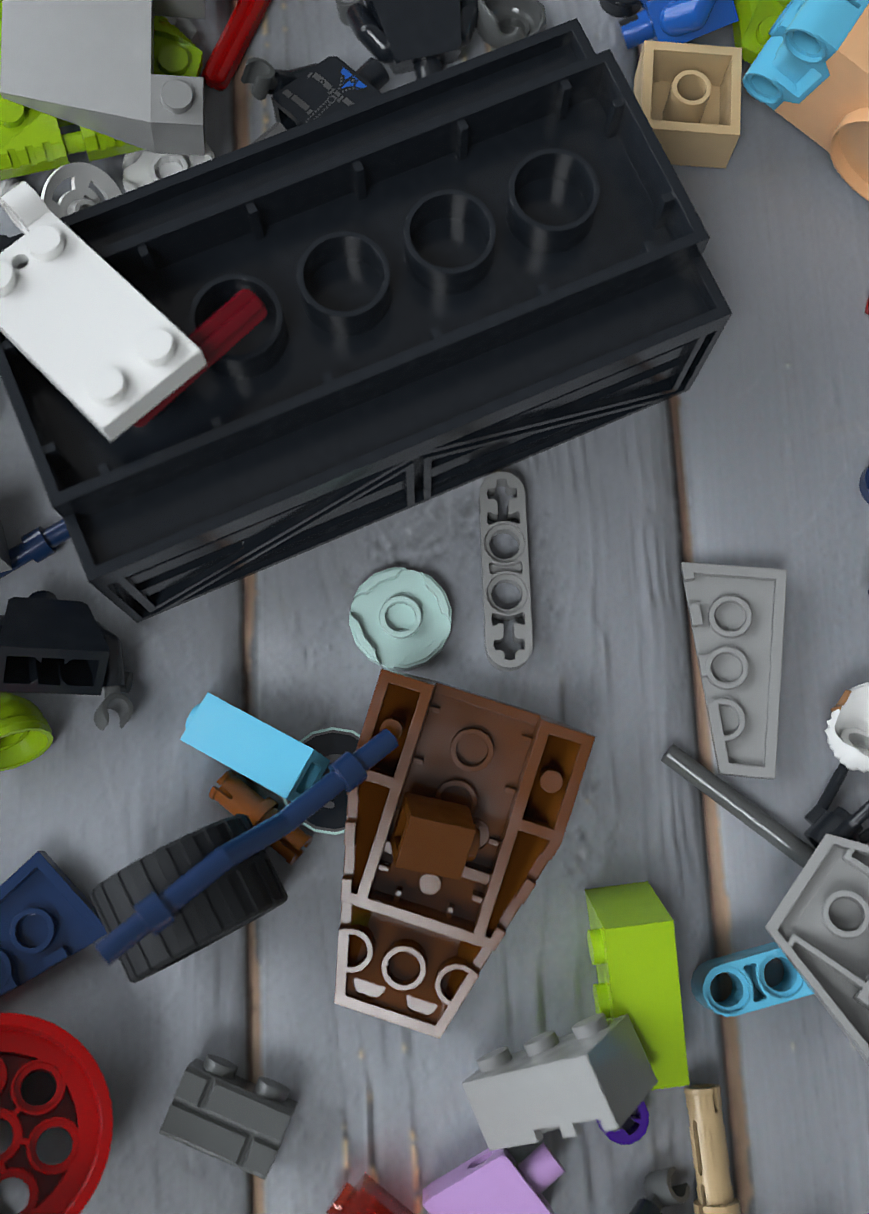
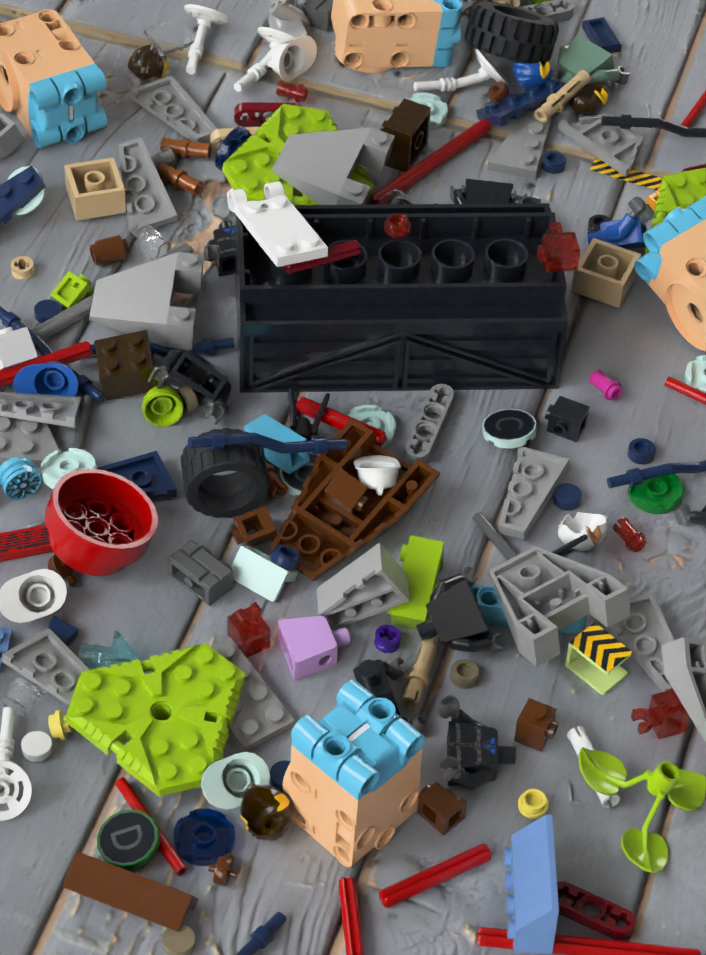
camera: 20 degrees right, 30 degrees down
(55, 704) = (188, 398): none -> dark tan tile
(281, 690) = (302, 425): none -> black plant
(291, 987) = (258, 520): none -> reddish brown brick
(317, 212) = (397, 225): none -> clear red plate
(341, 1055) = (259, 573): none -> light aqua panel
(352, 642) = (335, 418): none -> red axle
(376, 1032) = (285, 557): none -> dark blue tile
(471, 762) = (377, 471): none -> white piece
(650, 529) = (509, 428): none -> tile
(671, 156) = (559, 250): none -> clear red brick
(742, 468) = (567, 418): none -> black brick
(748, 1059) = (458, 617): none -> black torso
(774, 359) = (610, 389): none -> dark pink pin
(786, 1138) = (464, 673): none -> dark tan tile
(806, 643) = (567, 496): none -> dark blue tile

